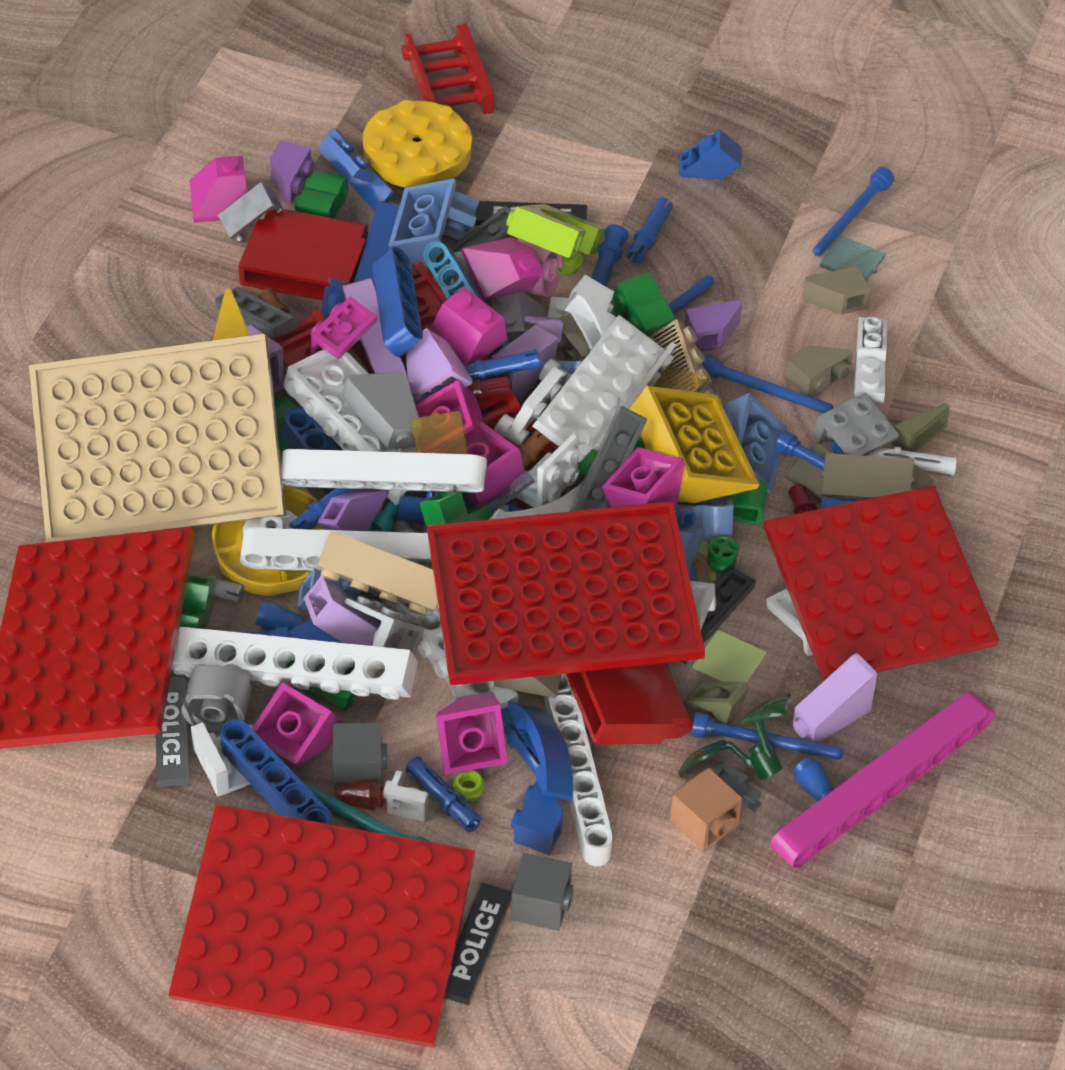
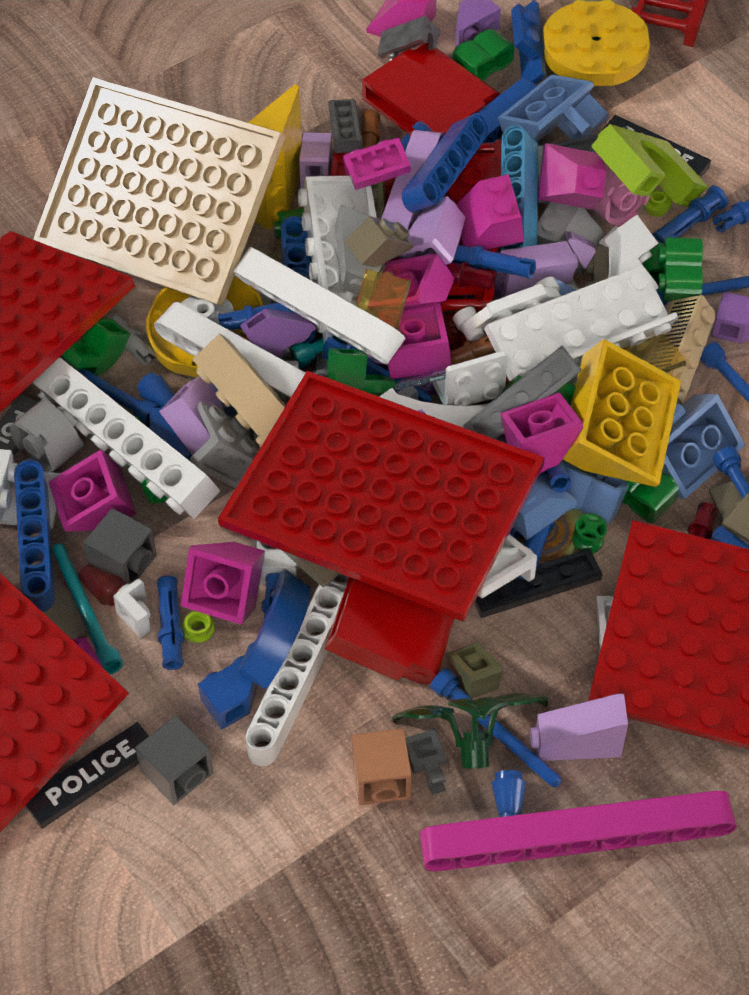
camera: 35 degrees right, 5 degrees up
(407, 390) = (378, 241): none -> dark tan slope
(729, 658) = (524, 636): yellowish green sticker -> none

